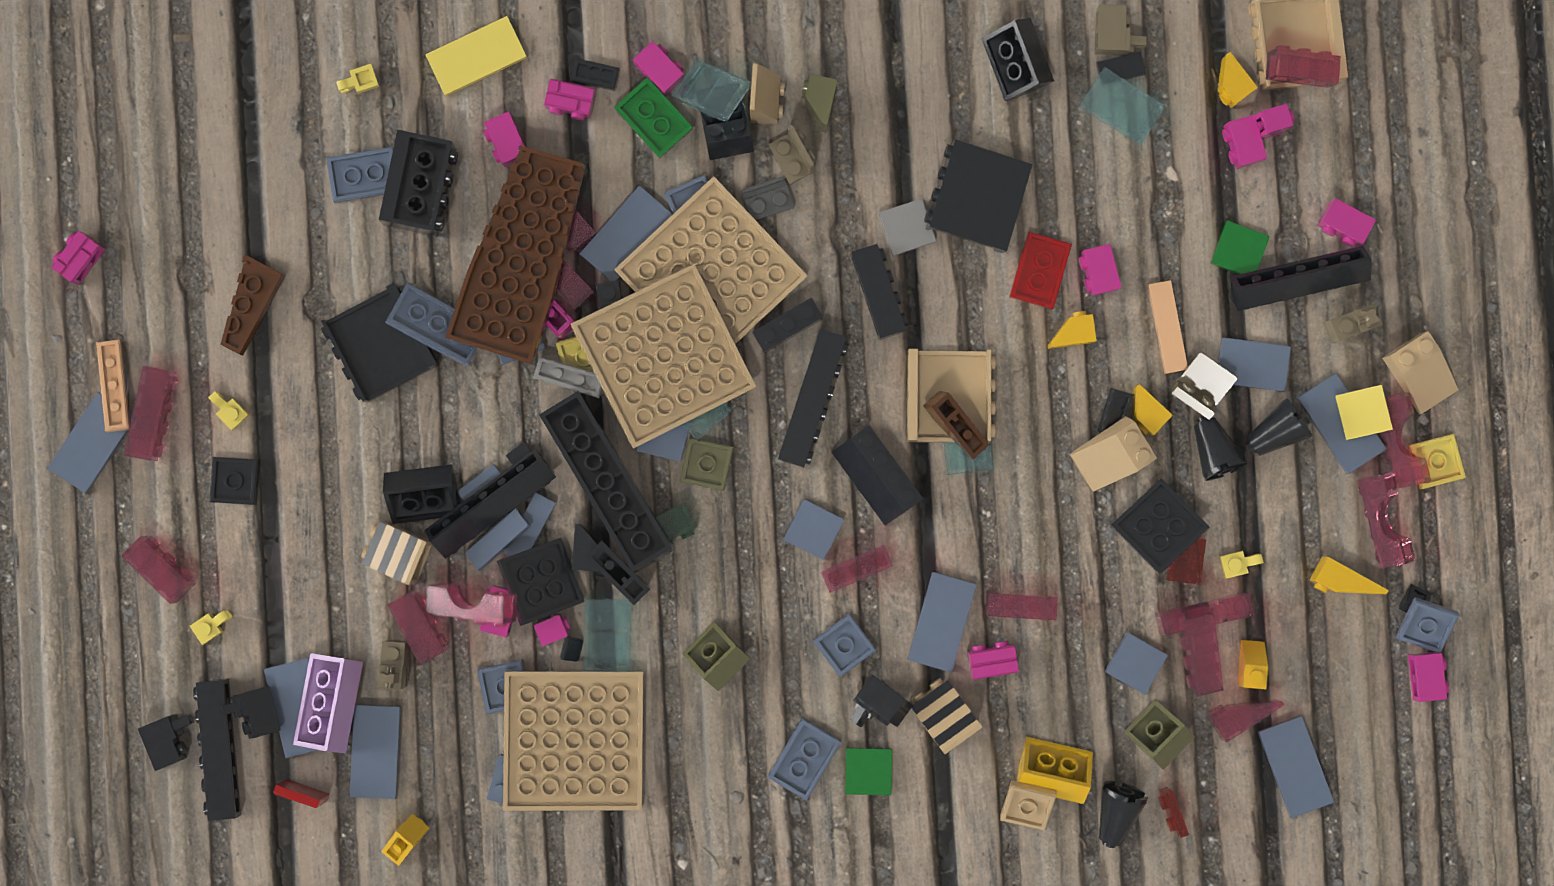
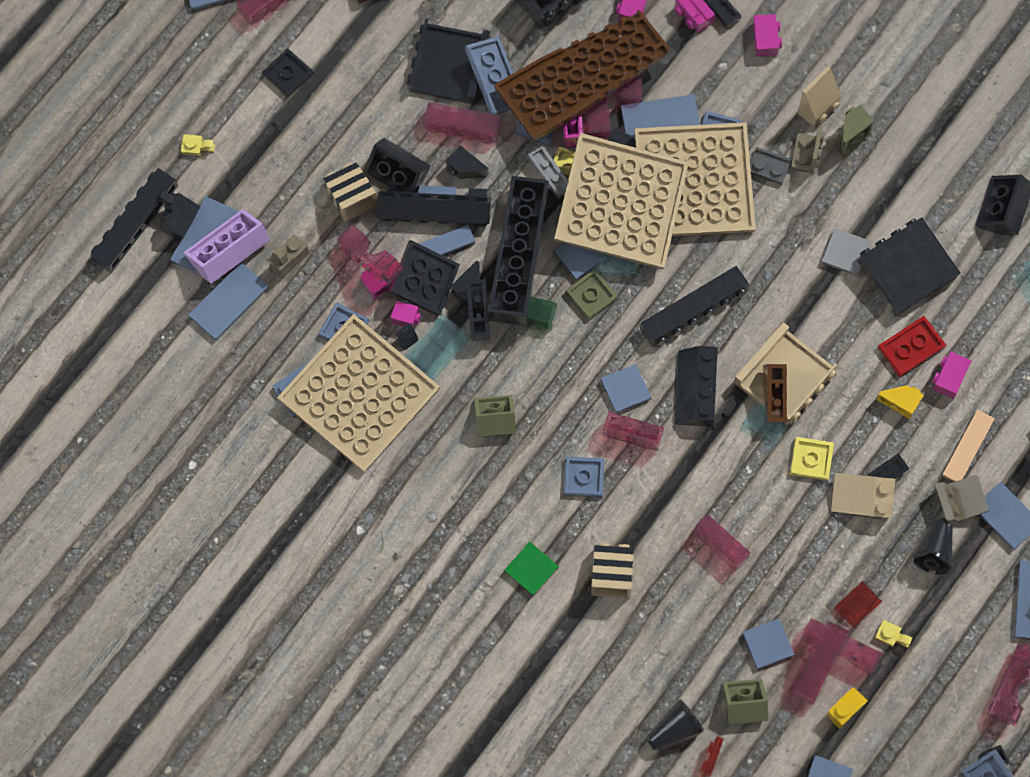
camera: 45 degrees right, 15 degrees down
(159, 569) = (196, 86): clear pink brick -> none
(163, 740) = (105, 188): black hinge -> none
(230, 412) = (322, 30): light yellow plate -> none
(301, 793) = (162, 285): red tile -> none
(405, 839) = (199, 367): yellow slope -> none
(418, 627) = (323, 246): clear pink brick -> none
(445, 395) = (462, 123): none -> clear pink brick
(482, 436) = (465, 165): none -> black slope
(497, 539) = (419, 233): sand blue tile -> none
(653, 118) = (737, 62): green plate -> none
(711, 90) = (787, 71): clear light blue piece -> none
(730, 136) = (780, 98): black slope -> none
(787, 325) = (716, 249): black brick -> none
(804, 759) = (496, 527): sand blue tile -> none
(878, 291) = (793, 274): black brick -> none
(879, 701) = (577, 526): black hinge -> none
(941, 622) = (660, 513): sand blue tile -> none
(992, 661) = (673, 563): dark pink brick -> none
(1028, 805) = (618, 673): tan tile -> none
(1036, 455) = (811, 458): none -> light yellow tile
(1056, 768) = (655, 667): yellow slope -> none
(1148, 412) = (910, 489): yellow slope -> none
(1160, 526) = (857, 566): black plate -> none
(1236, 718) = (808, 733): clear pink slope -> none
(1278, 430) = (989, 567): black cone -> none
(1335, 577) = (953, 699): yellow slope -> none

